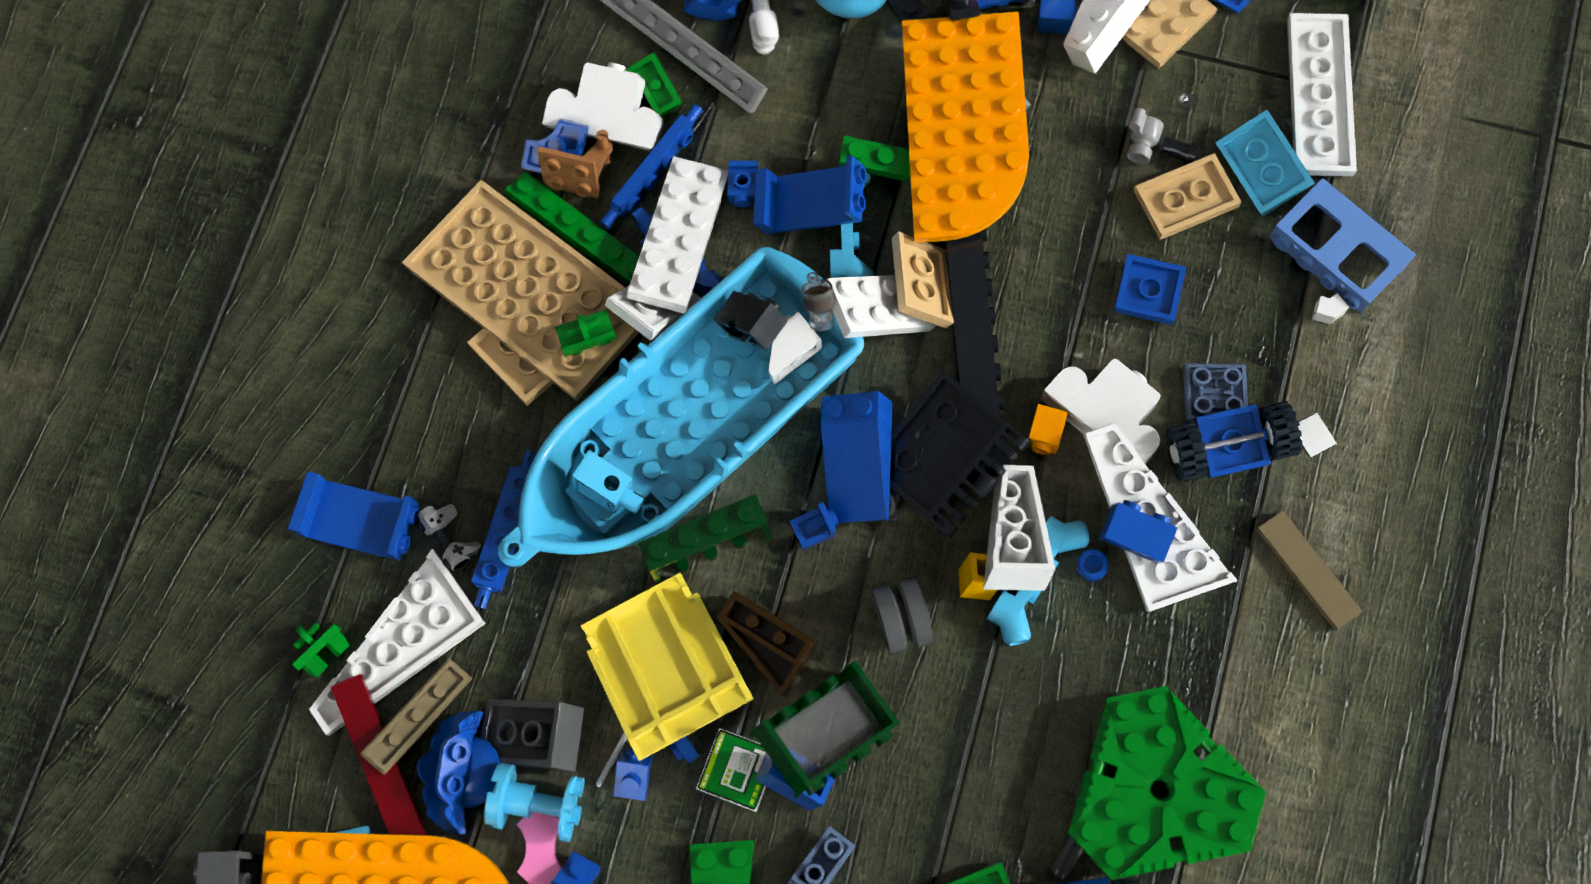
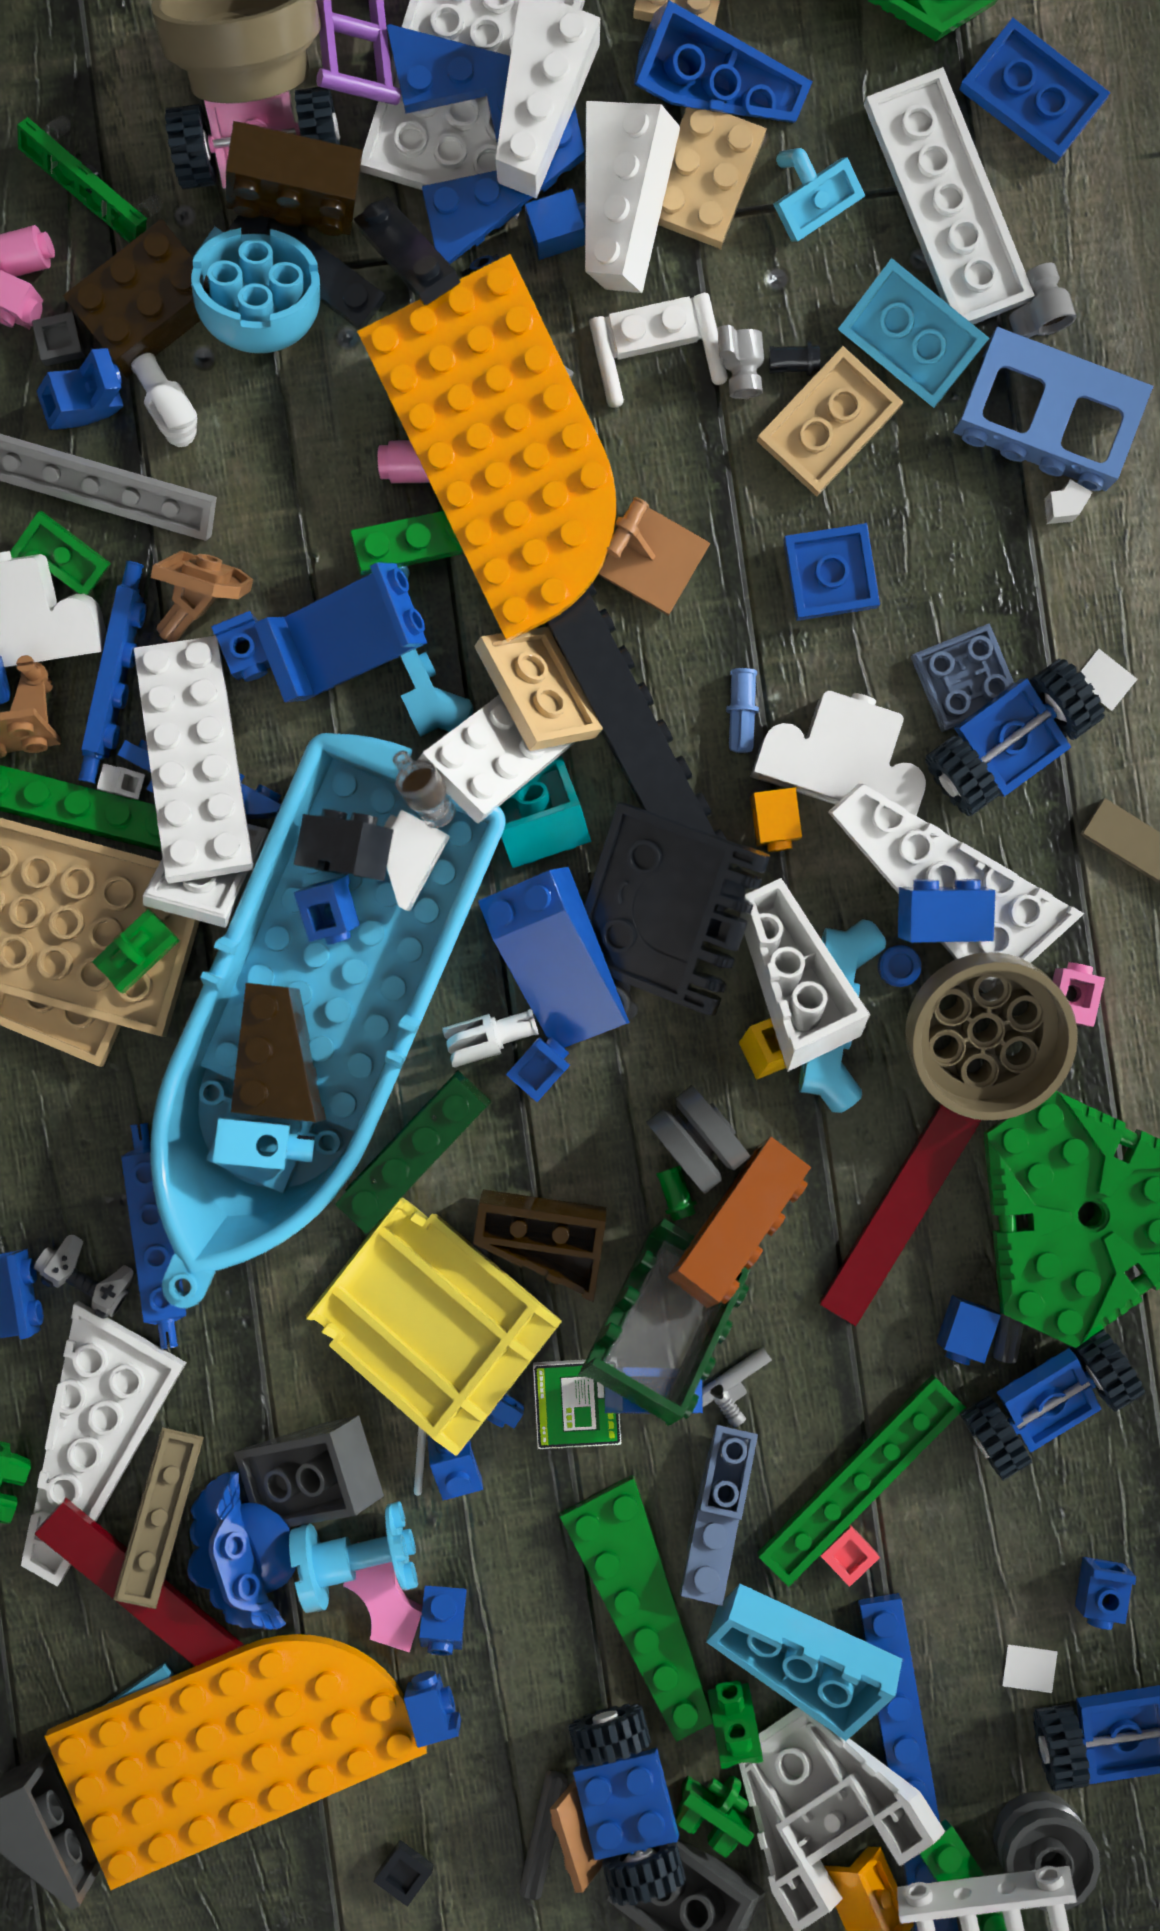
camera: 30 degrees left, 15 degrees up
(625, 233) = (120, 781): none -> white piece
(643, 435) = (275, 1057): none -> dark brown wedge
(721, 358) = (316, 913): none -> blue brick
(728, 136) = (197, 585): none -> medium nougat piece
(787, 490) = (485, 1036): none -> white arm
(852, 807) = (733, 1388): none -> light grey hose
(871, 650) = (676, 1193): none -> green pin
(888, 363) = (543, 817): none -> teal slope
(893, 114) = (400, 463): none -> bright pink brick
(906, 684) = (740, 1223): none -> dark orange brick
(1025, 733) = (898, 1214): none -> dark red tile
(1032, 231) = (652, 556): none -> medium nougat plate
(1038, 839) = (967, 1330): none -> blue brick
(1053, 352) = (742, 710): none -> medium blue axle
(1093, 99) = (652, 330): none -> white plate
(1175, 646) = (1004, 1083): none -> dark tan wheel
(1220, 628) = (1088, 991): none -> bright pink brick
(1235, 59) = (819, 196): none -> medium azure plate
(1363, 184) = (1048, 310): none -> light grey piece
(1404, 51) = (1034, 90): none -> blue plate

